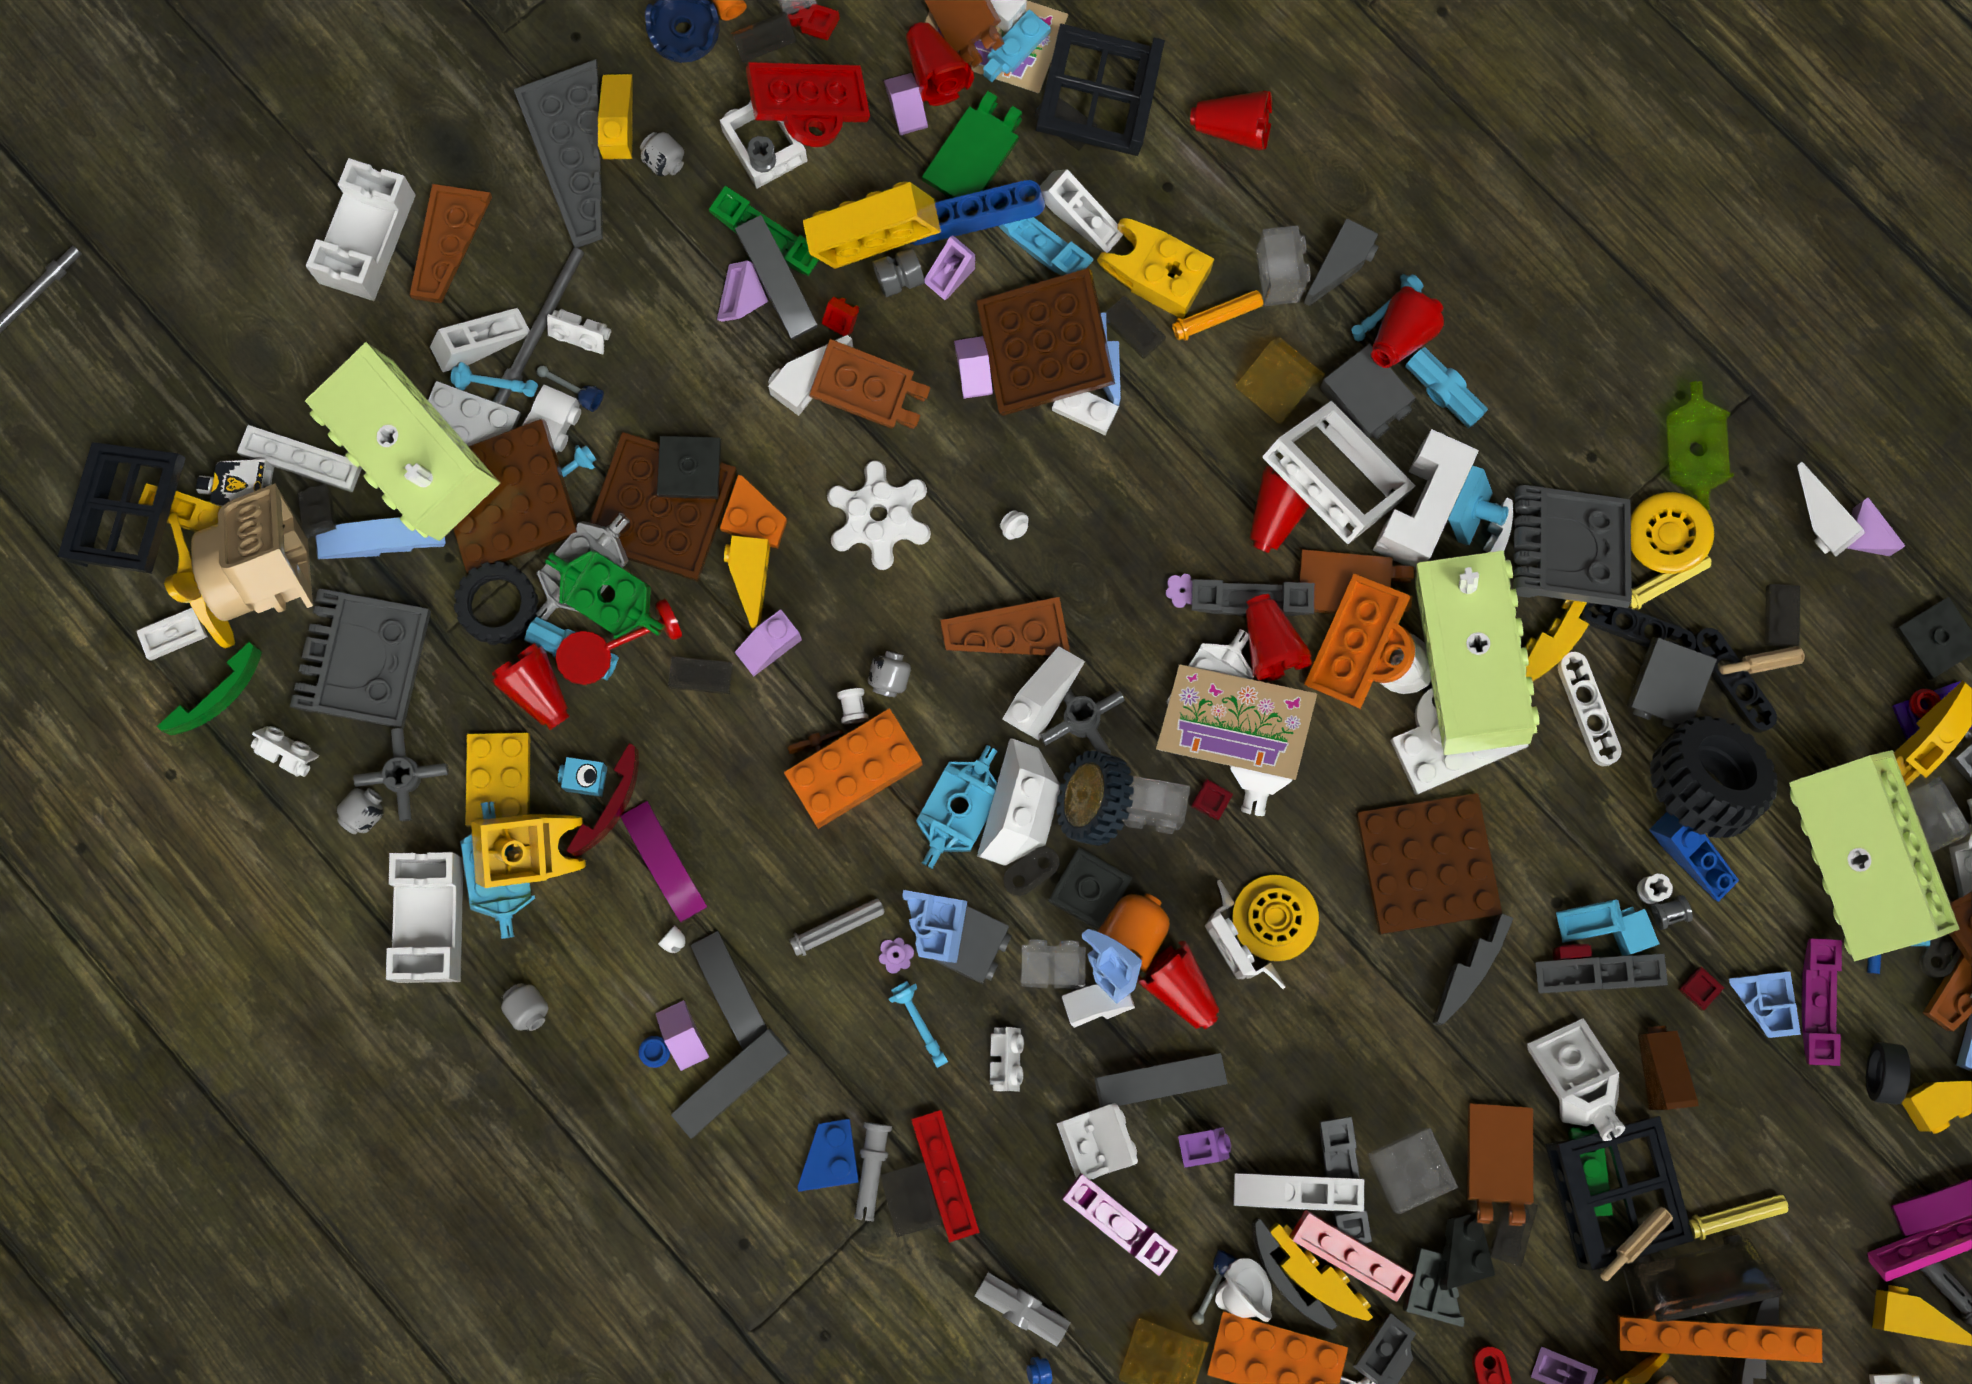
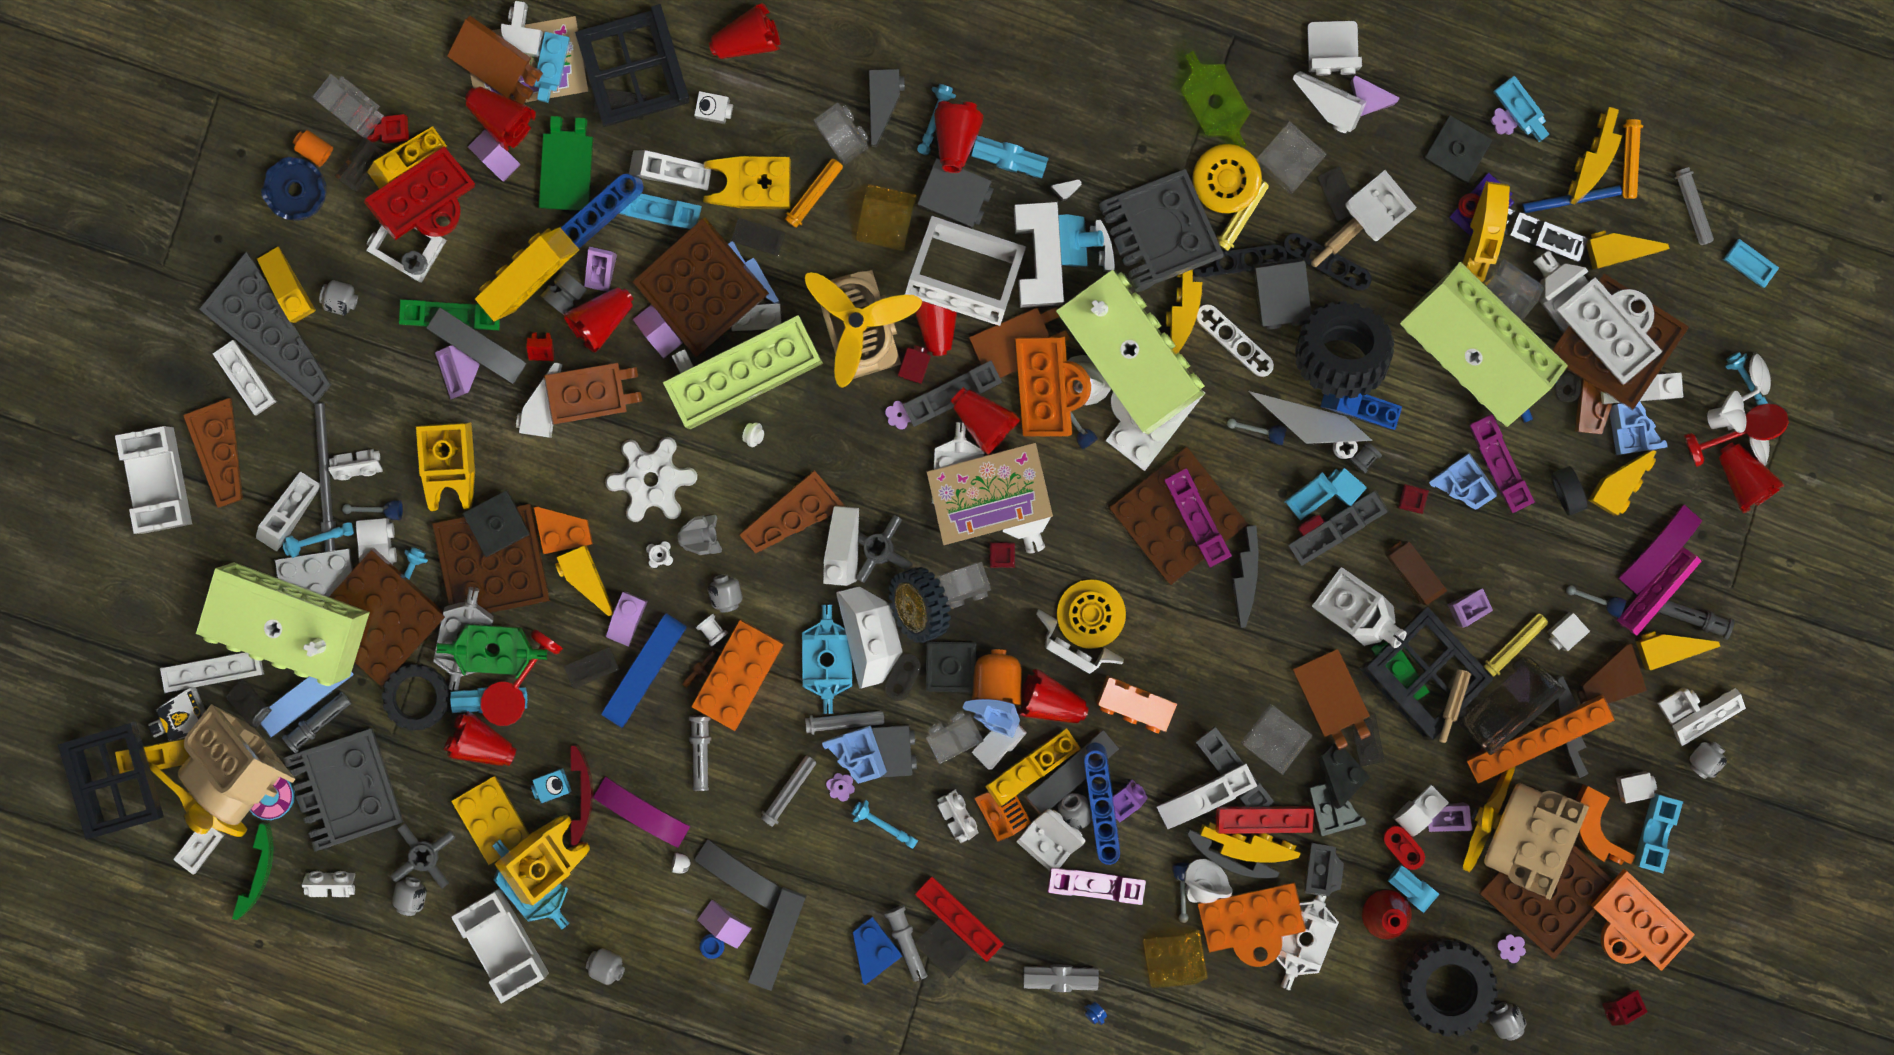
camera: 25 degrees left, 10 degrees up
(281, 630) = (275, 807): none -> tile
(363, 573) = (308, 729): none -> dark grey pin
(518, 182) = (244, 377): none -> white plate
(673, 385) = (445, 470): none -> yellow brick
(754, 709) = (644, 670): none -> blue beam
(771, 818) = (700, 740): none -> light grey pin
(813, 50) = (405, 157): none -> yellow slope
(839, 588) = (663, 548): none -> white plate
(897, 598) = (700, 535): none -> light grey brick
(920, 316) = (599, 317): none -> red cone
(939, 883) = (844, 721): none -> light grey axle
(1042, 447) = (740, 372): none -> yellowish green piece
(1060, 1081) = (1003, 820): none -> orange panel
(1120, 1050) = (1032, 767): none -> yellow slope
(1143, 1124) = (1075, 810): none -> light grey head
(1160, 173) = (713, 108): none -> white brick
(1177, 1147) = (1102, 814): none -> blue beam
(1195, 463) = (860, 322): none -> brick
(1227, 546) = (915, 364): none -> dark red brick
(1273, 1043) = (1135, 704): none -> wedge
(1371, 722) = (1084, 437): none -> dark blue hinge
(1451, 872) = (1197, 517): none -> magenta slope
(1490, 451) = (1066, 189): none -> white slope
(1535, 1347) = (1419, 814): none -> white brick
(1583, 833) = (1276, 433): none -> hinge
(1632, 841) = (1311, 423): none -> white sticker
(1705, 1145) = (1470, 608): none -> lavender slope
(1752, 547) = (1290, 157): none -> clear brick
(1806, 1234) = (1567, 632): none -> white brick
(1827, 649) = (1380, 206): none -> white bracket
(1841, 1314) = (1614, 678): none -> reddish brown slope
(1855, 460) = (1333, 47): none -> white bracket
(1872, 1234) = (1614, 605): none -> hinge

